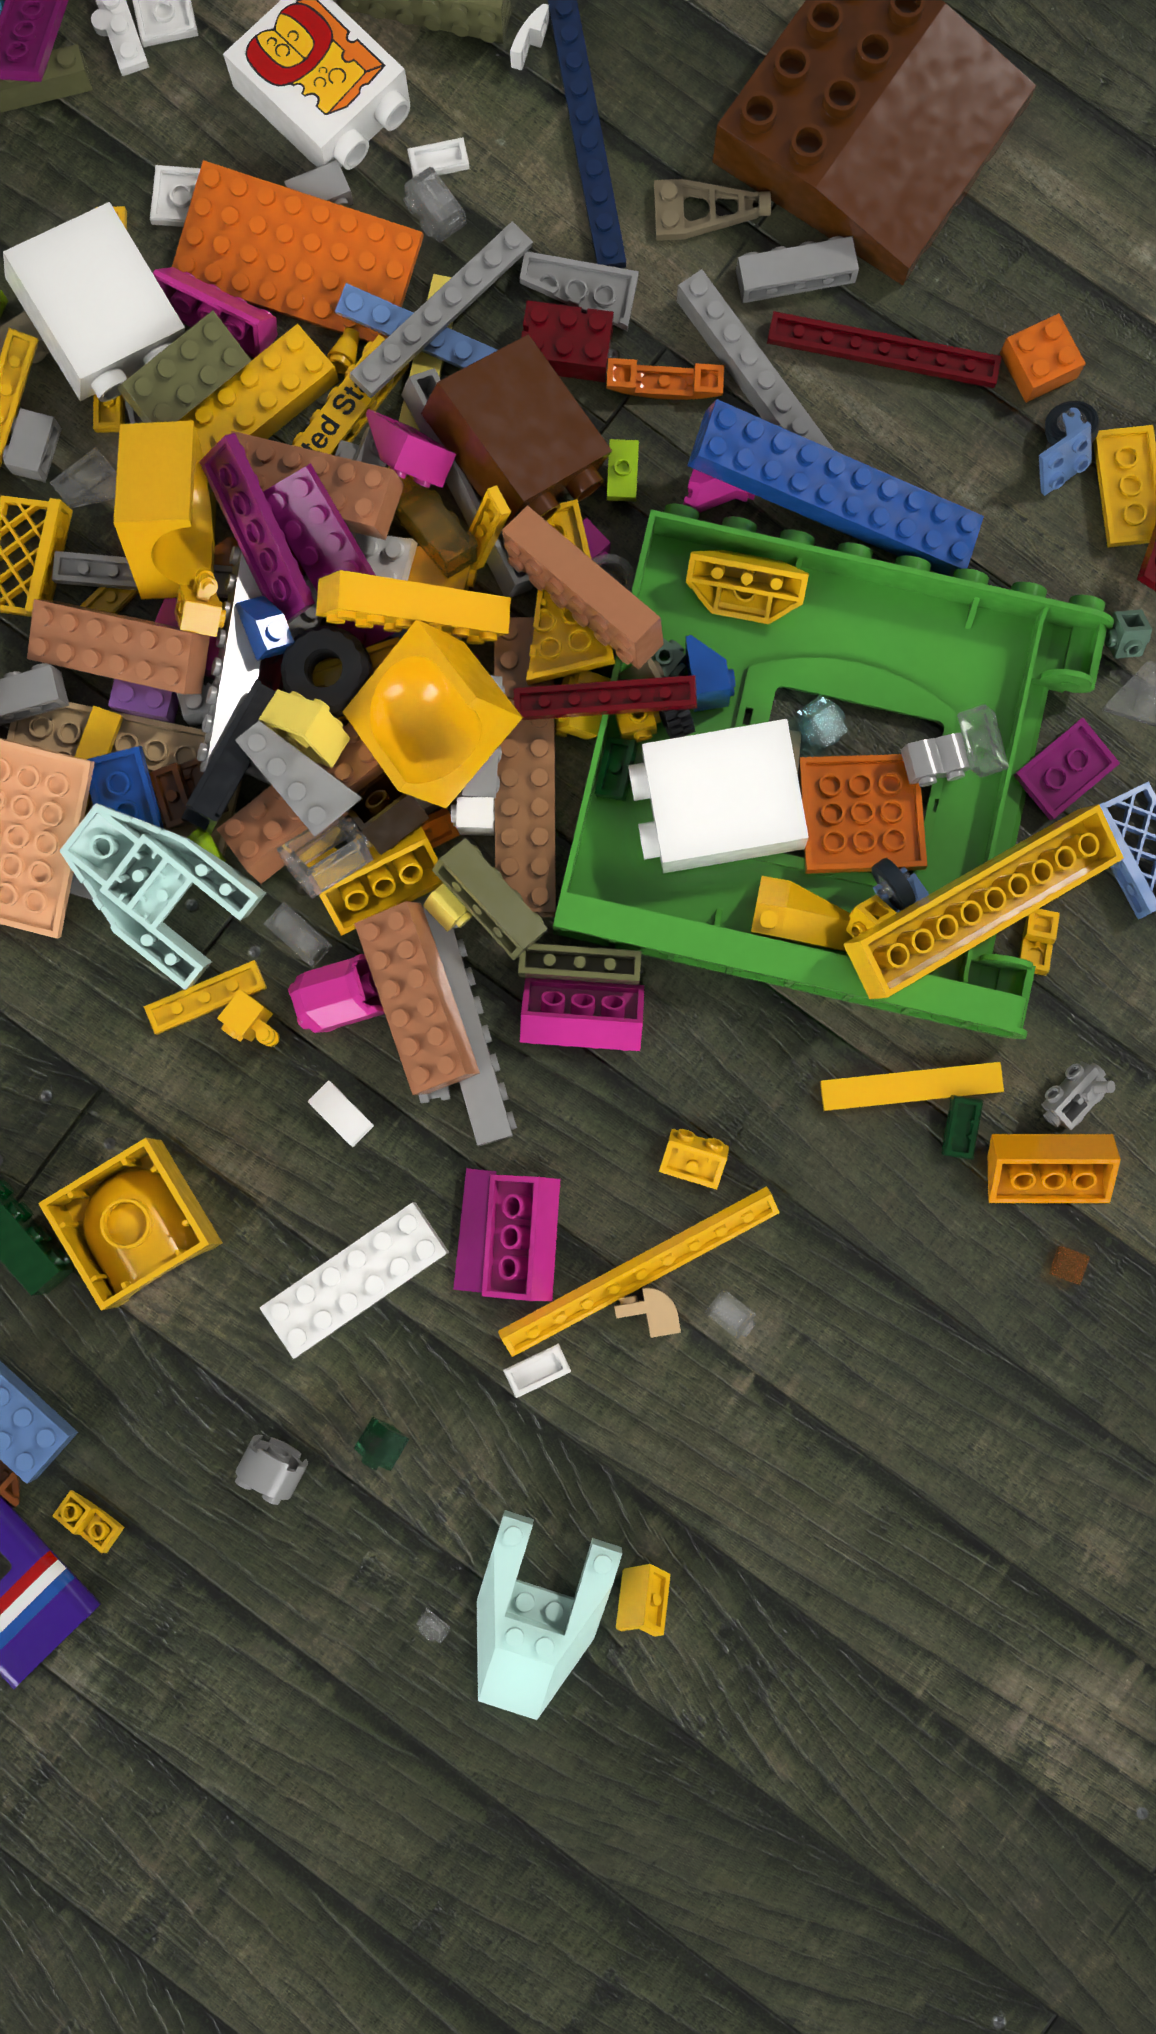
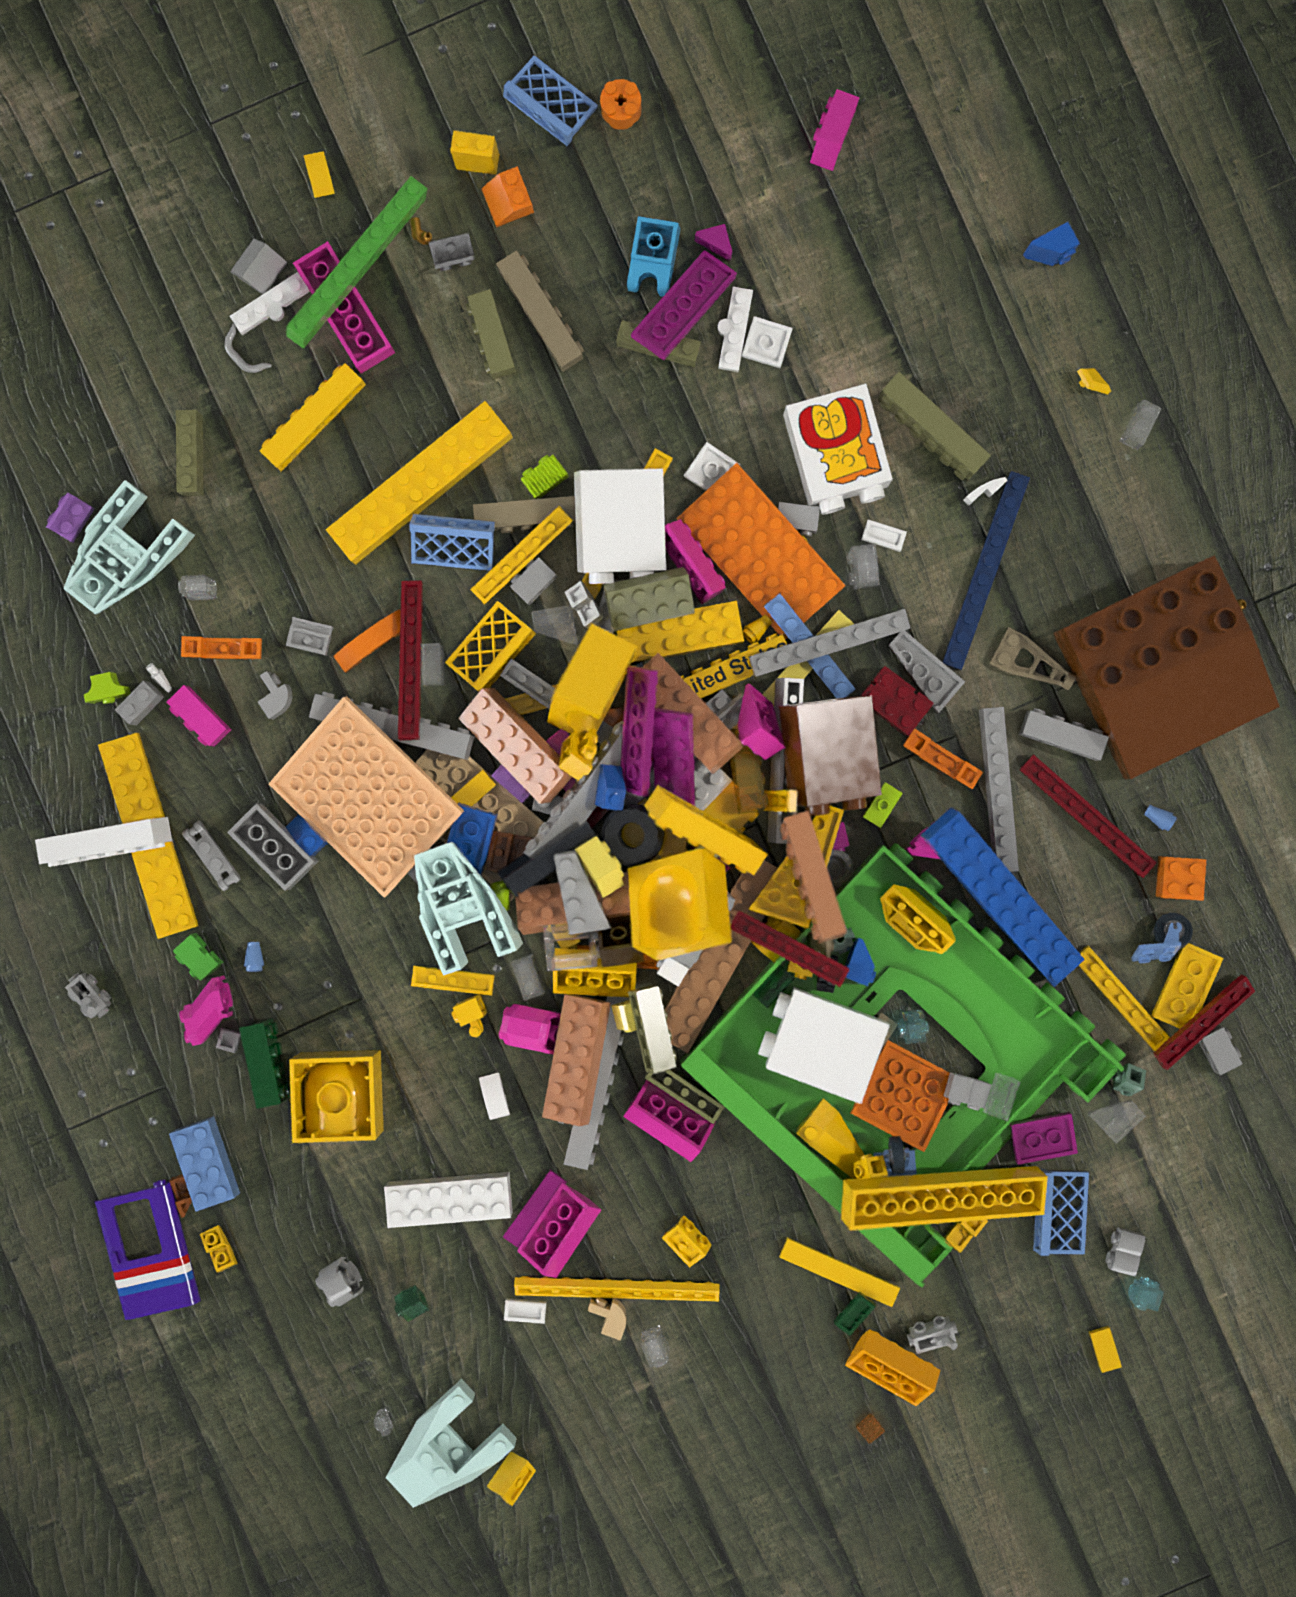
camera: 30 degrees right, 5 degrees up
(101, 433) = (584, 604): none -> white slope
(974, 302) = (1162, 818): none -> medium blue cone
(1059, 547) = (1122, 999): none -> yellow tile

